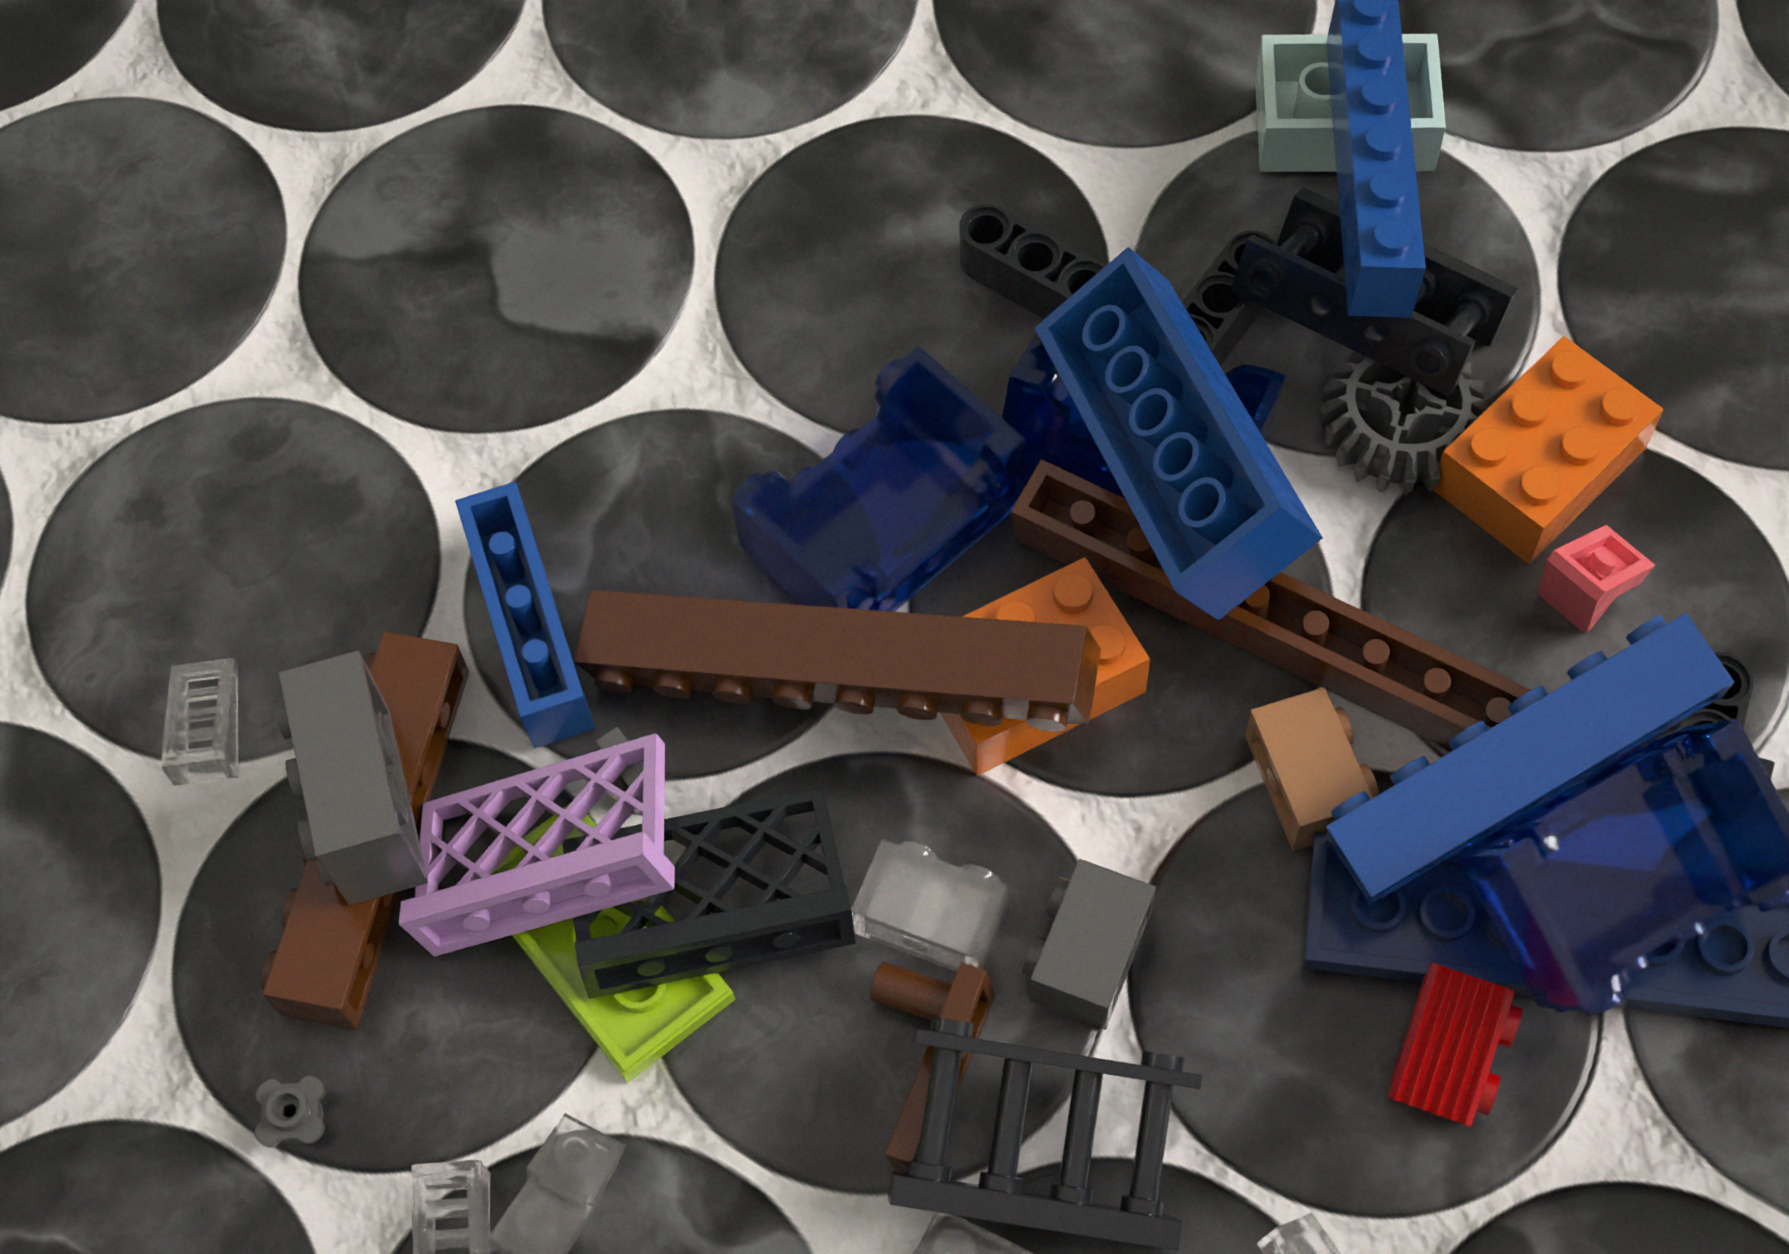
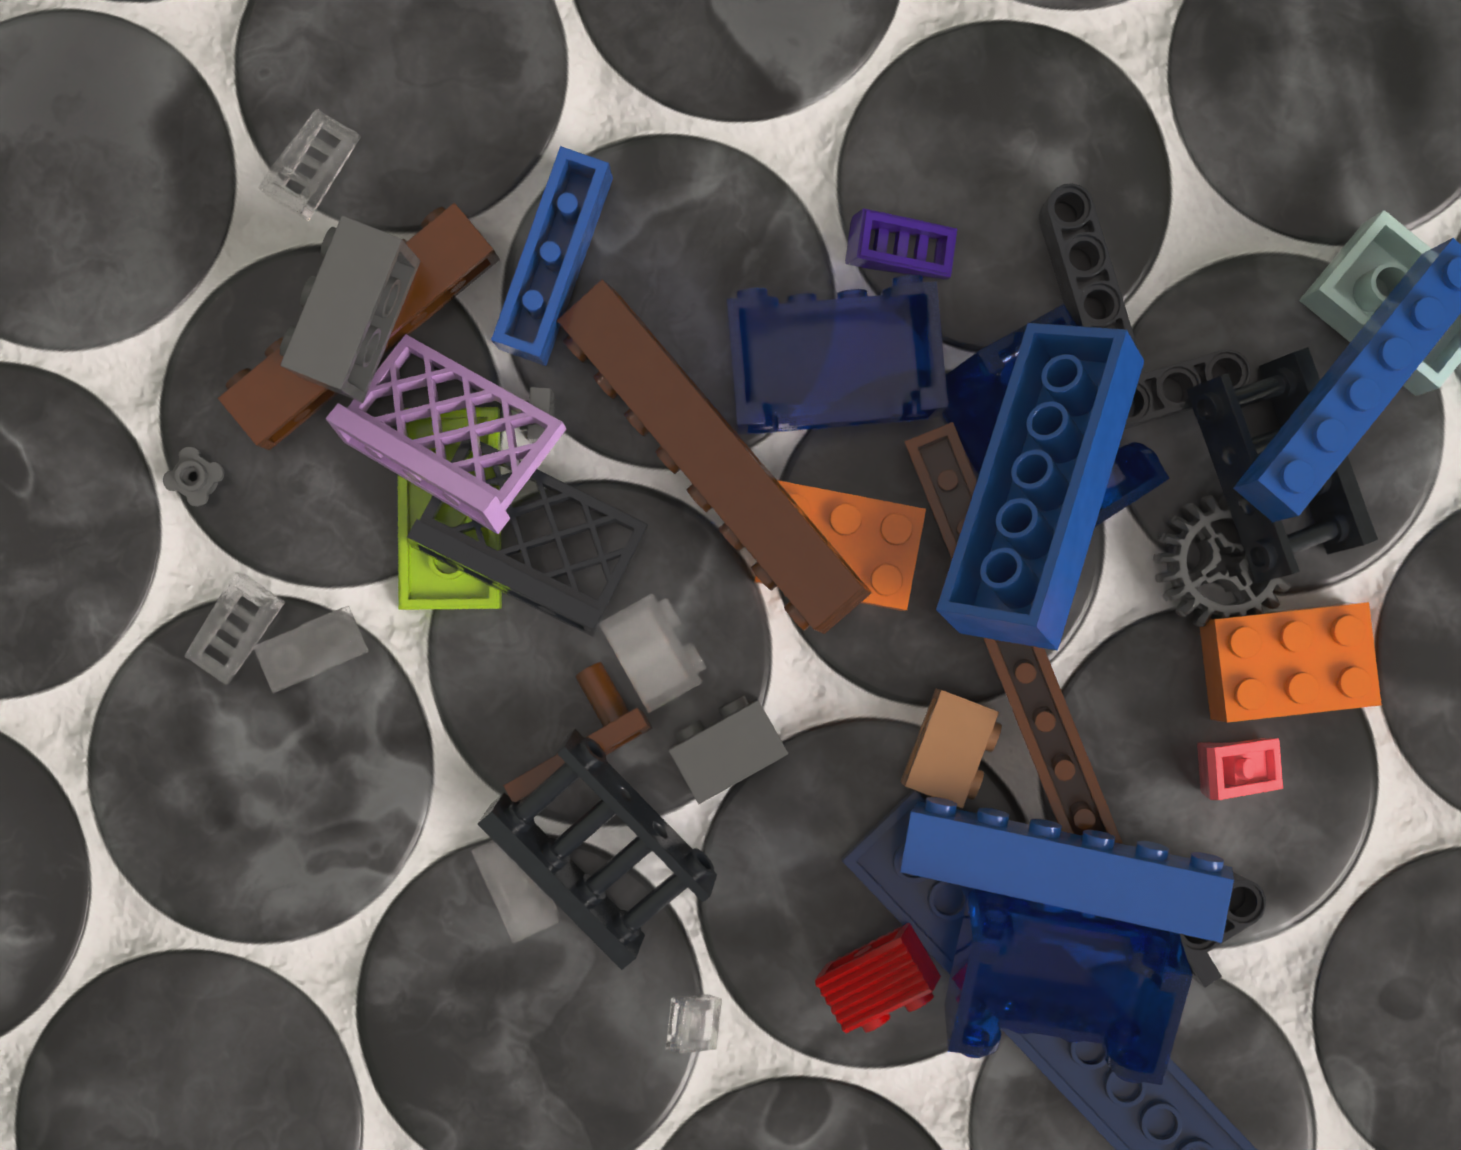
camera: 35 degrees right, 25 degrees up
(818, 384) = (877, 259): none -> dark purple slope

